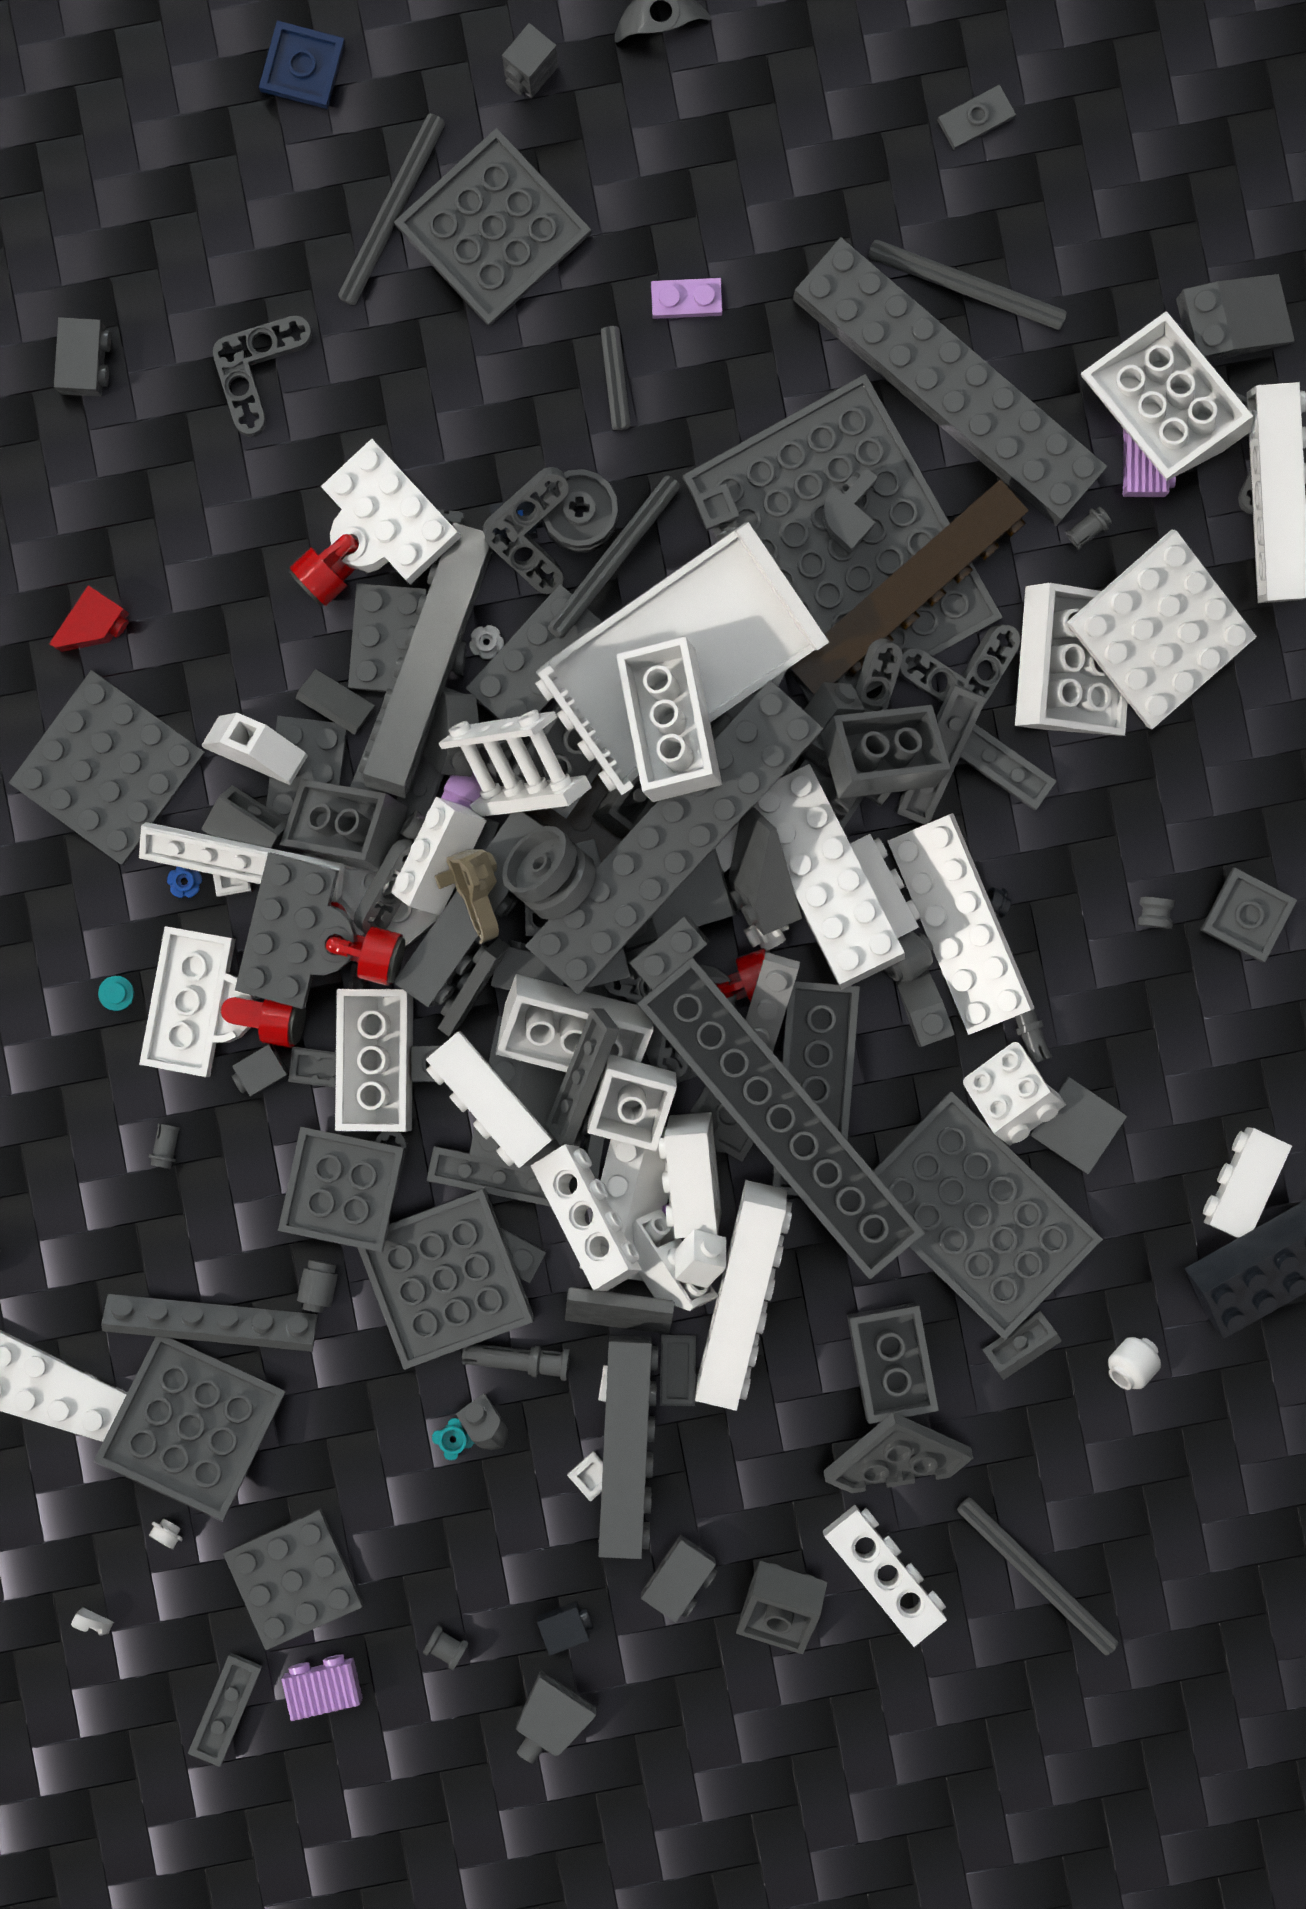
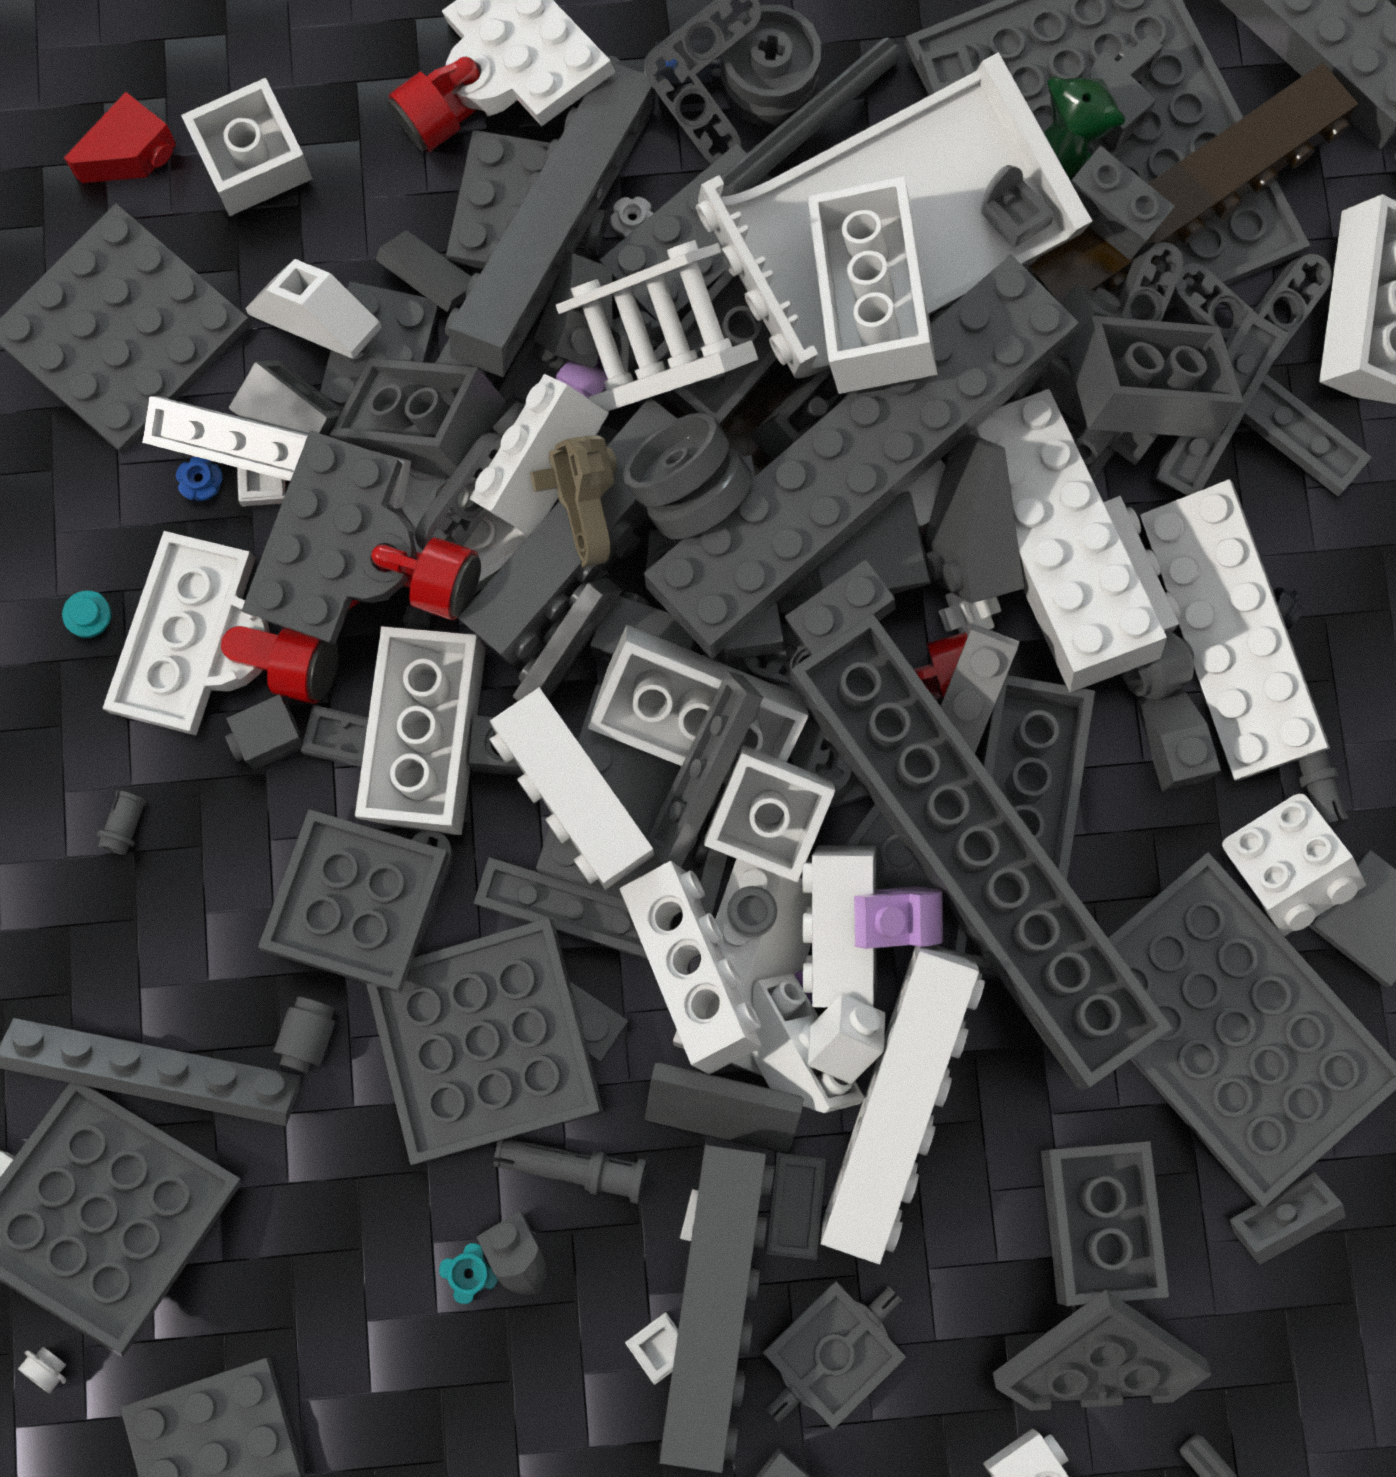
camera: 10 degrees right, 10 degrees down
(186, 619) = (247, 146): none -> white brick
(626, 1173) = (752, 911): none -> dark grey tile
(712, 1469) = (834, 1354): none -> dark grey plate
(730, 1170) = (899, 917): none -> lavender brick
(771, 635) = (1014, 206): none -> dark grey plate
(812, 561) = (1080, 114): none -> dark green animal
(848, 618) = (1119, 202): none -> dark grey brick

